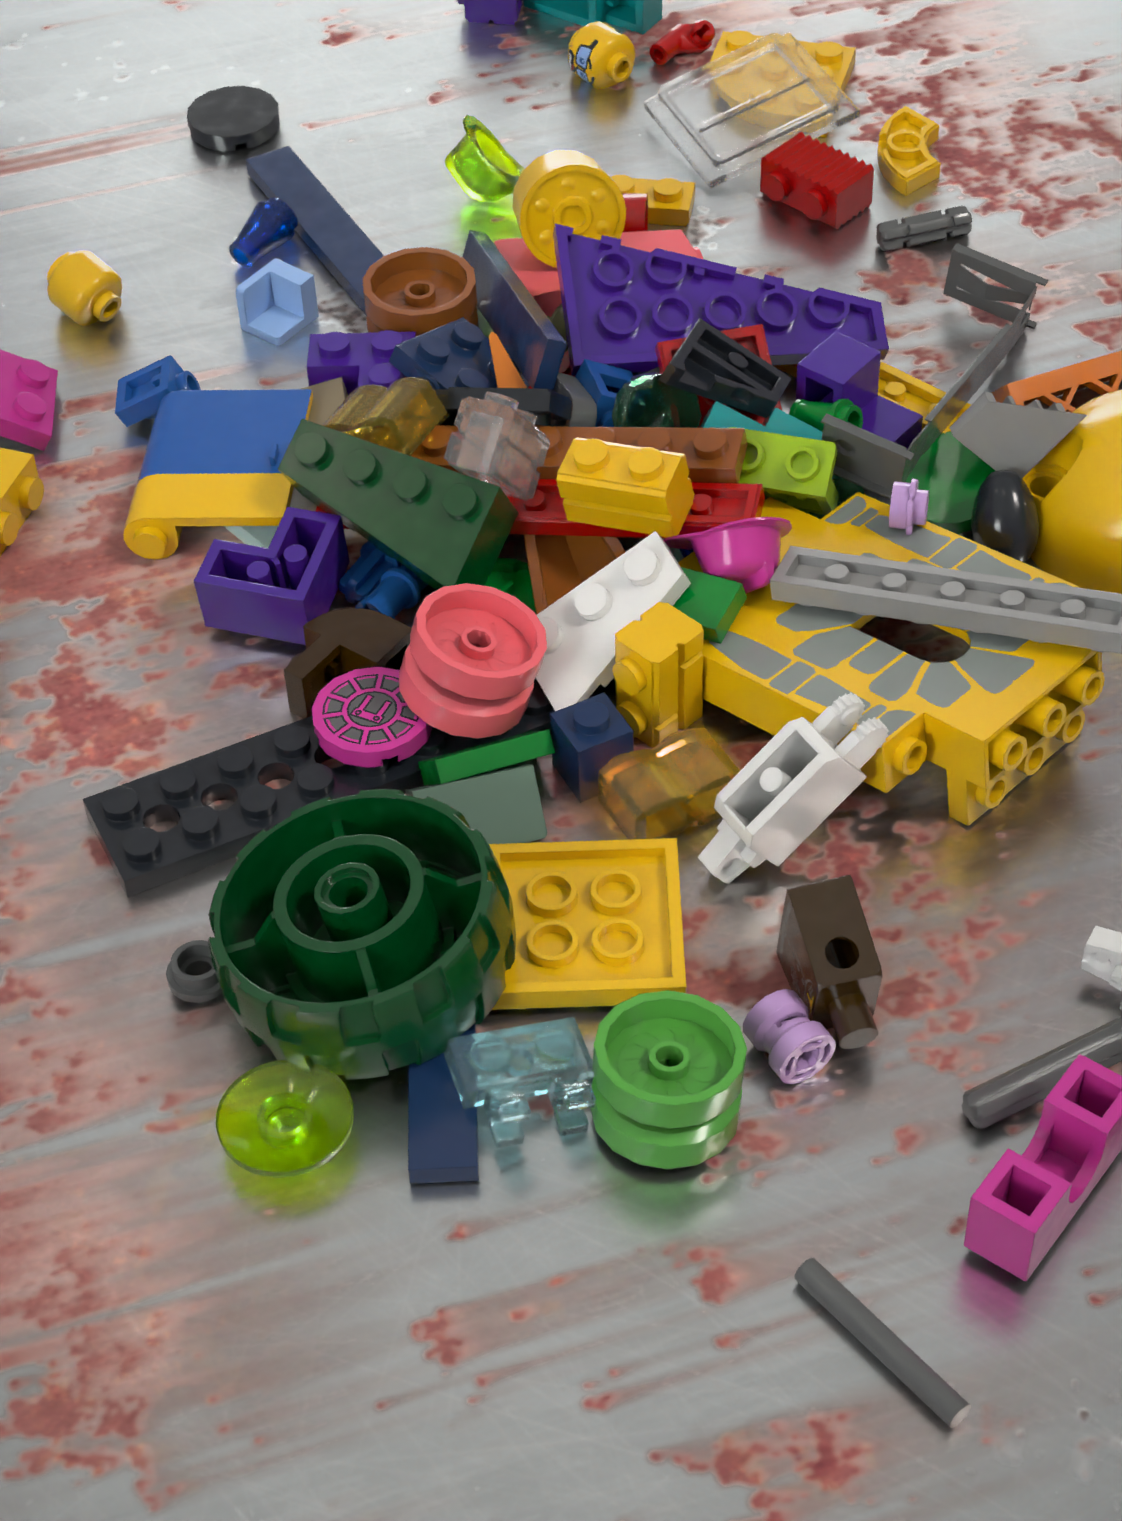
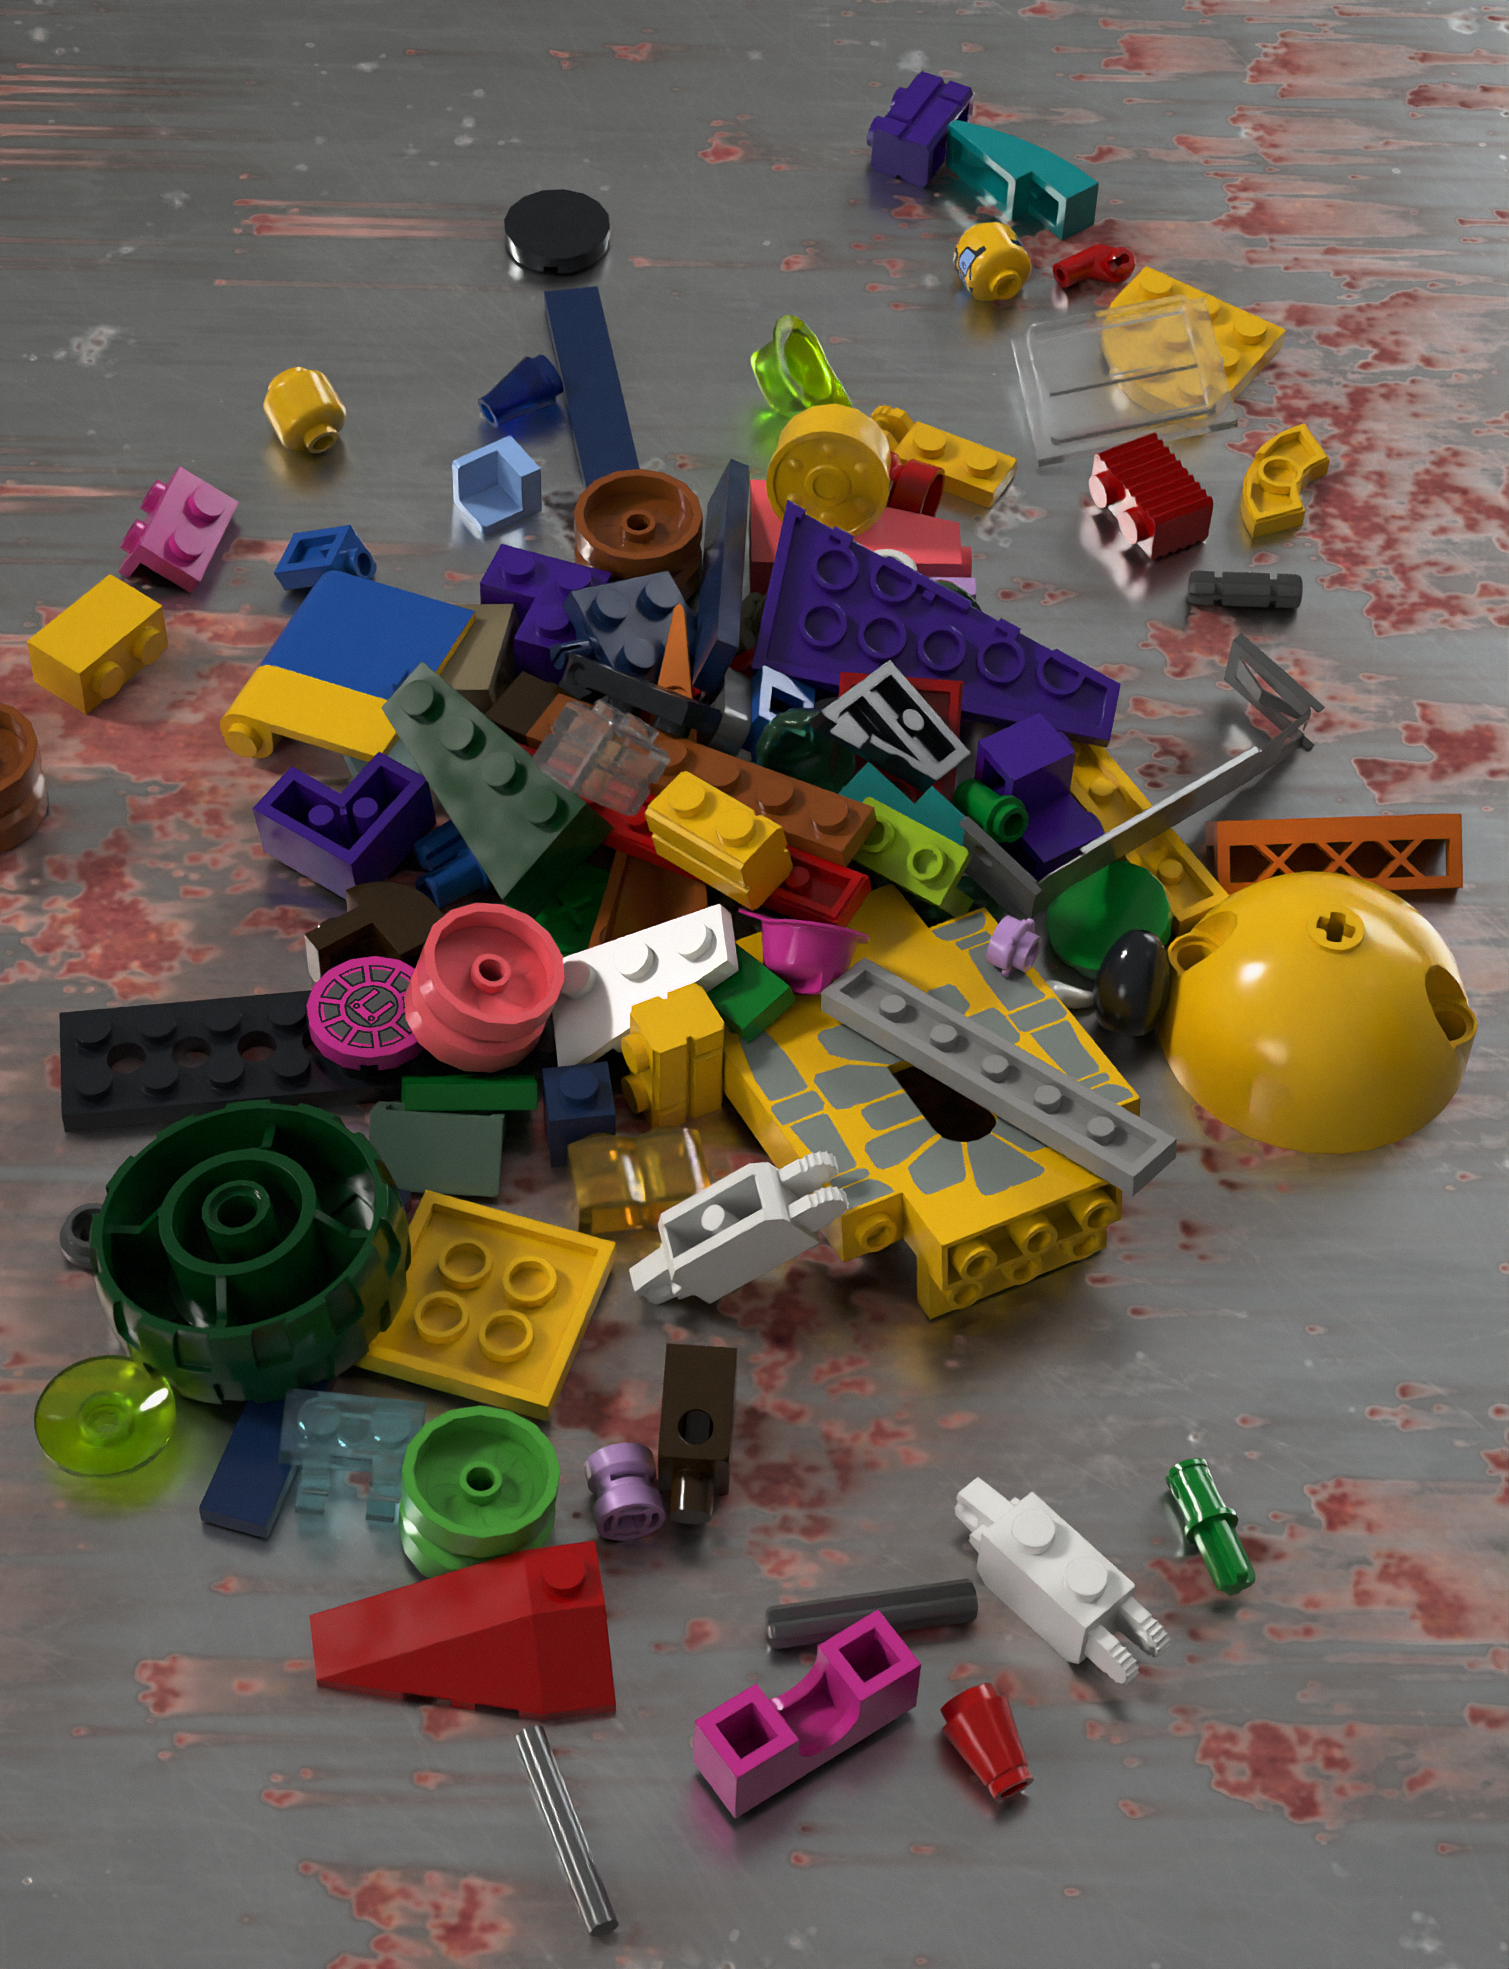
camera: 15 degrees right, 5 degrees up
(390, 416) = (517, 680): clear yellow brick -> none
(736, 1190) = (493, 1634): none -> red wedge
(1012, 434) = (1176, 894): light grey slope -> none

